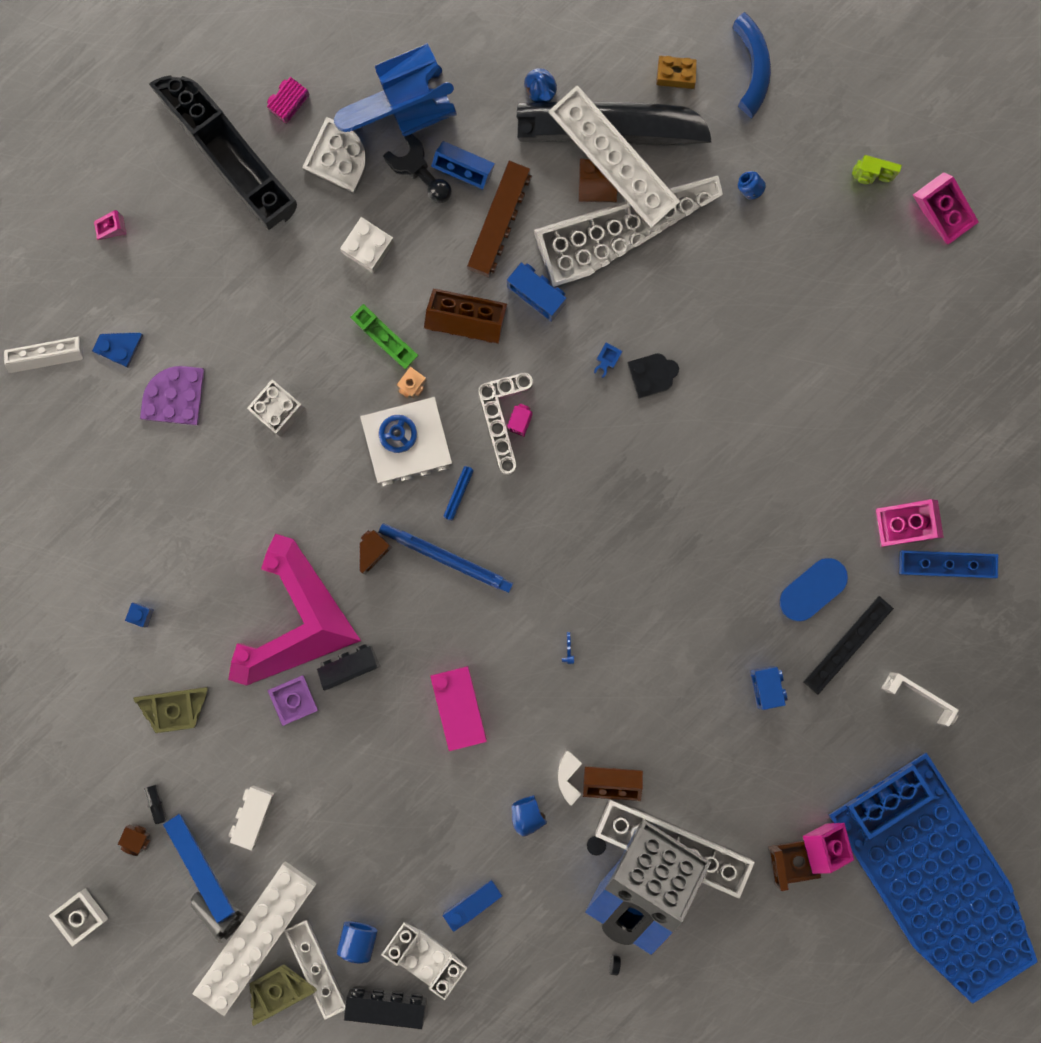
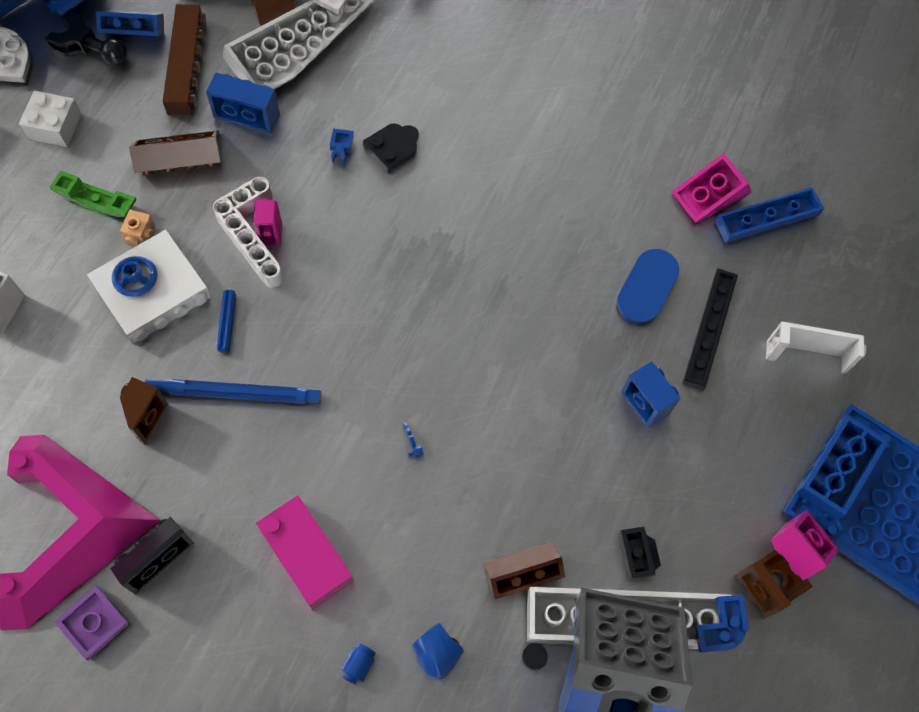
camera: 30 degrees left, 20 degrees down
(469, 802) = (358, 663): none -> blue brick
(566, 769) = (461, 574): white brick -> none
(704, 803) = (638, 553): none -> black slope
(738, 888) = (729, 630): none -> blue plate

